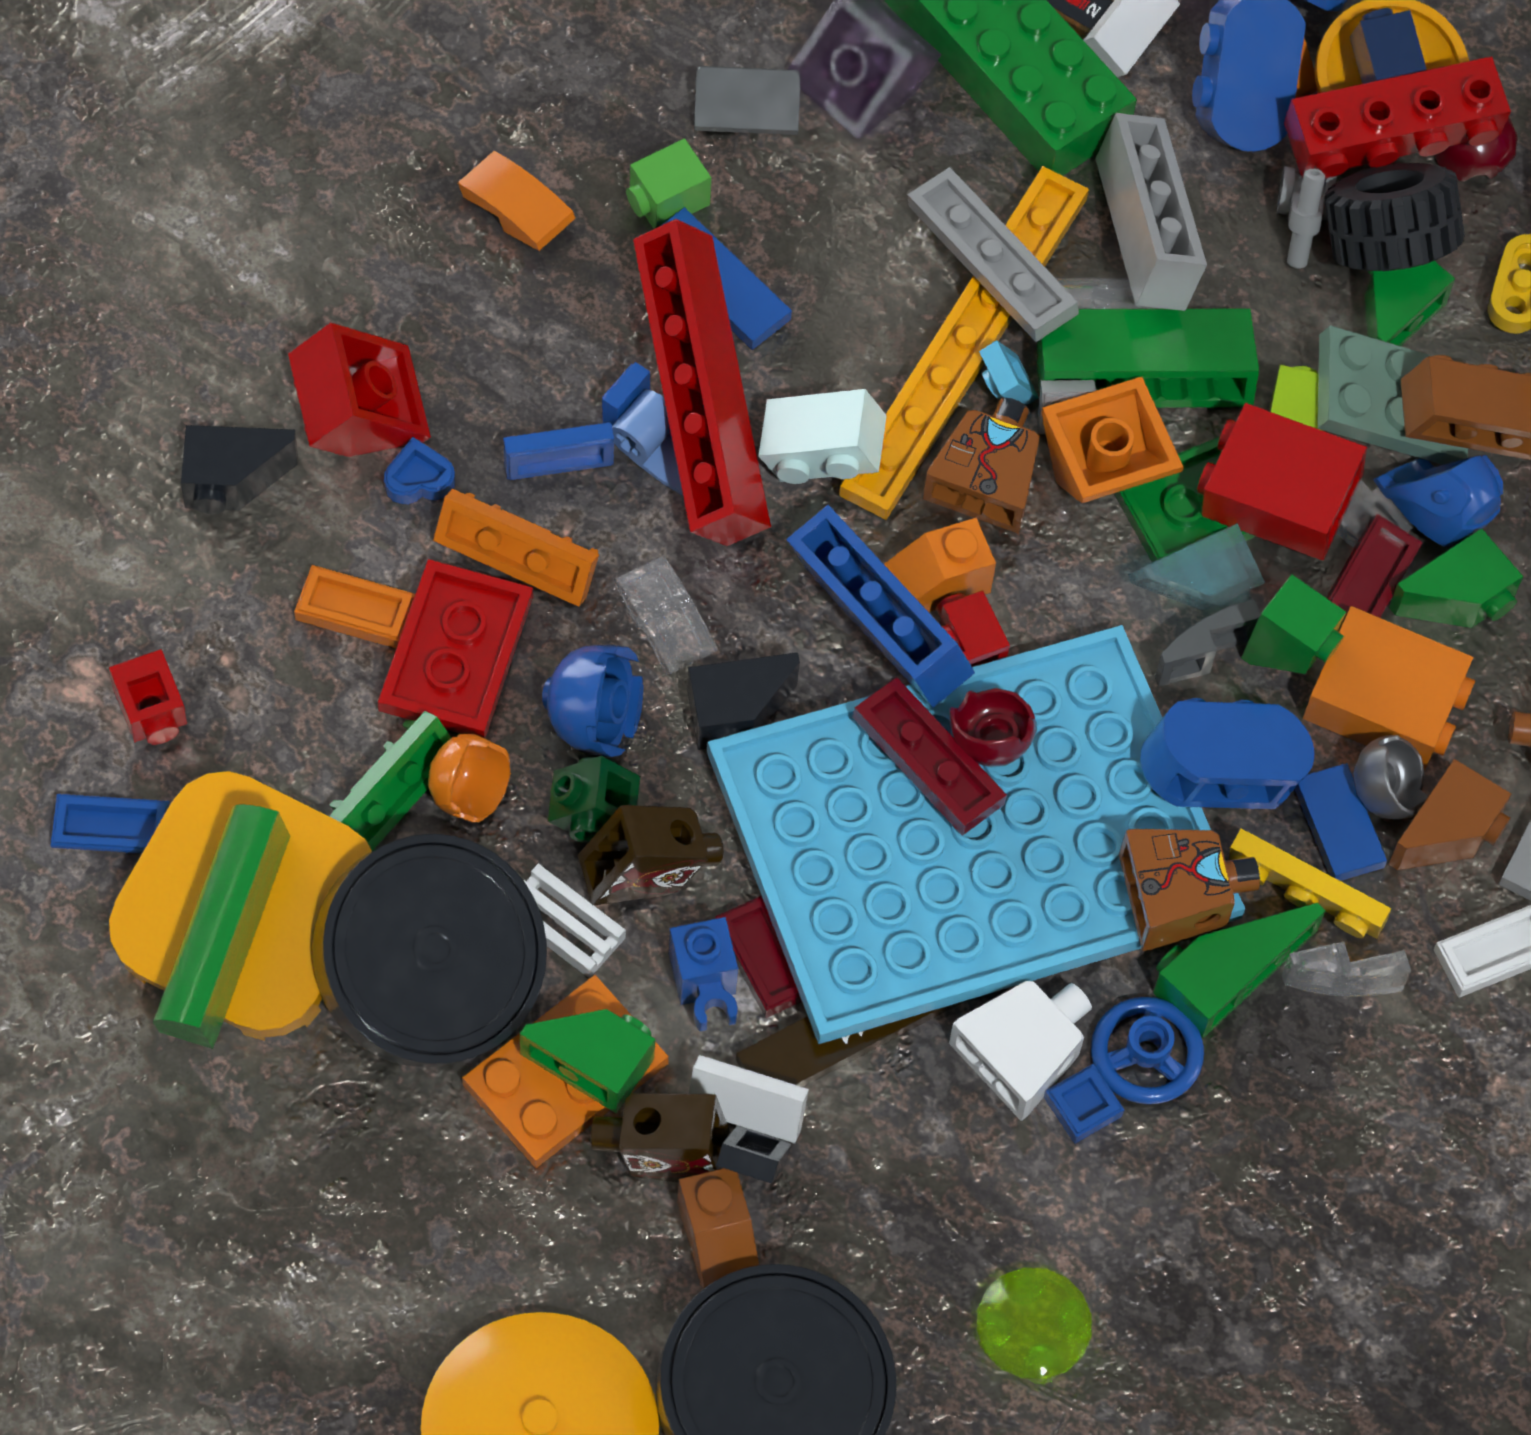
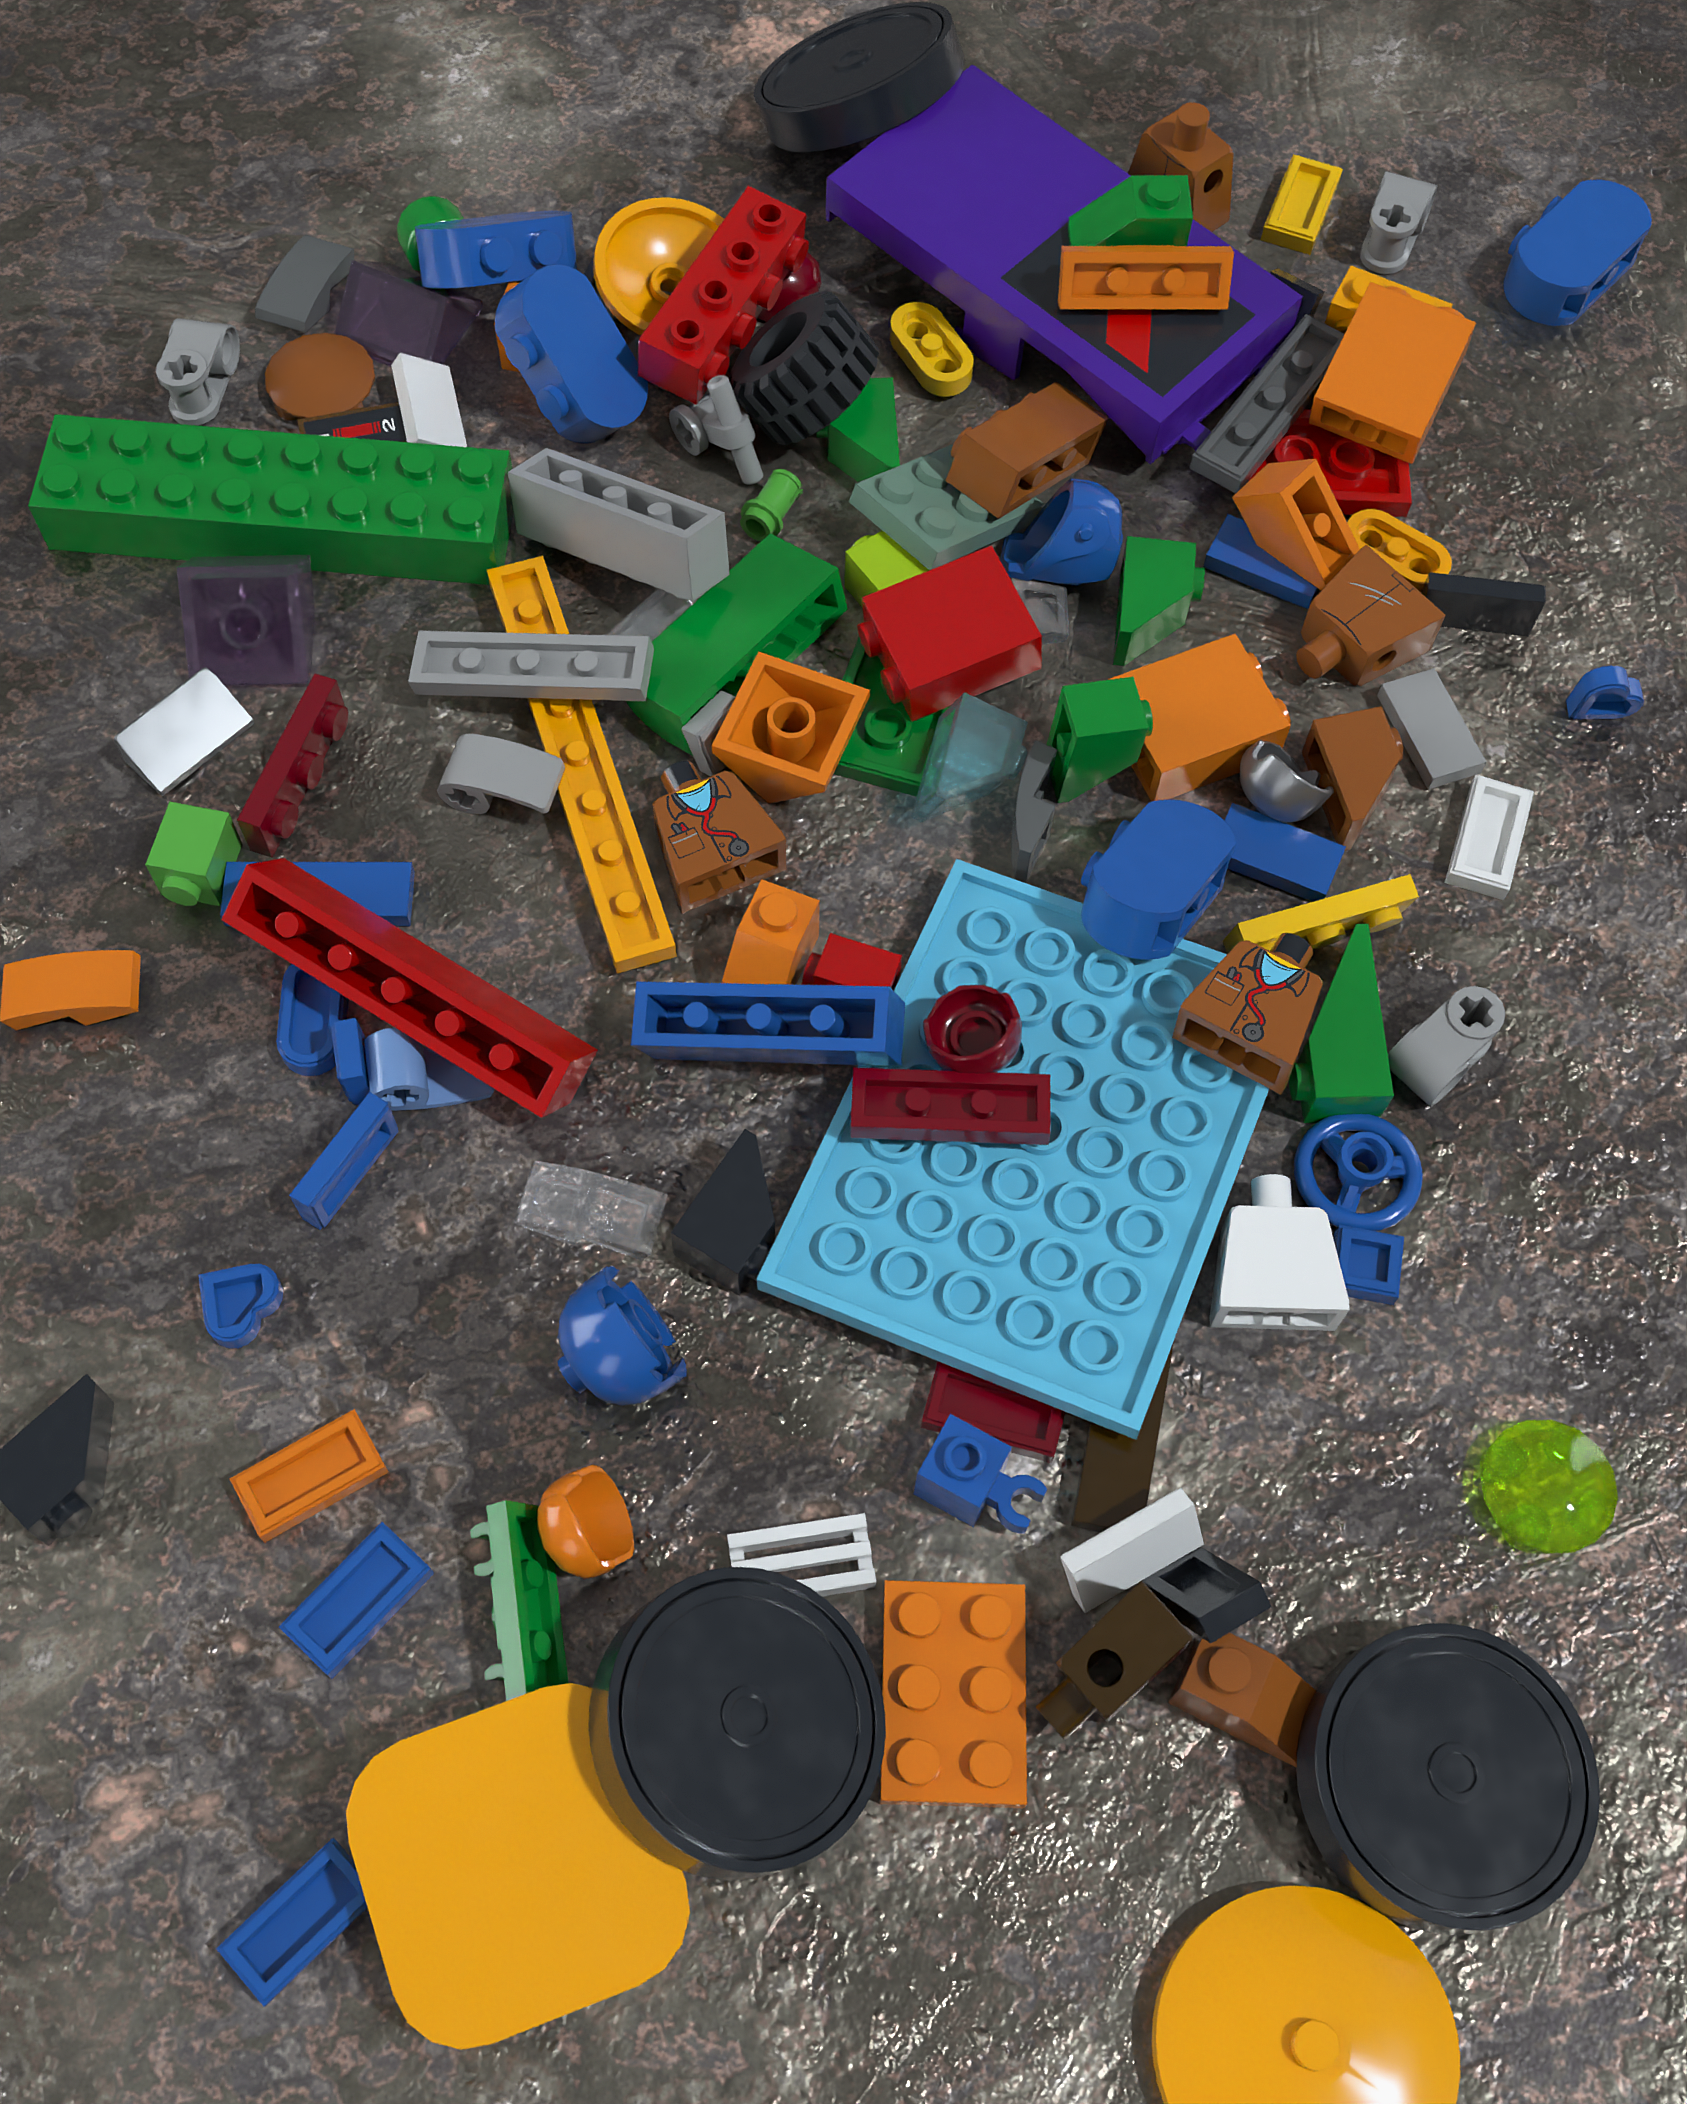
camera: 45 degrees left, 0 degrees up
(145, 683) = (189, 1749): red brick -> none
(223, 925) = (535, 1920): green brick -> none
(309, 697) = (356, 1600): none -> blue tile
(357, 392) = (104, 1285): red slope -> none
(456, 648) = (444, 1422): red plate -> none
(516, 547) = (398, 1279): orange plate -> none
(589, 795) = (716, 1429): dark green brick -> none
(592, 1053) = (984, 1655): green slope -> none
(621, 348) = (306, 1022): none -> blue tile
(646, 853) = (829, 1405): dark brown torso -> none
(787, 184) = (293, 766): none -> dark red plate
(822, 436) = (559, 934): light aqua brick -> none
(904, 305) = (499, 768): none -> light grey panel
(1006, 374) = (642, 754): medium azure plate -> none
(1282, 291) = (767, 510): none -> bright green pin
(1287, 1035) = (1443, 1047): none -> light grey piece
(1330, 972) = (1421, 961): clear slope -> none
(1374, 567) = (1078, 637): dark red tile -> none
(1386, 45) = (660, 247): dark blue brick -> none

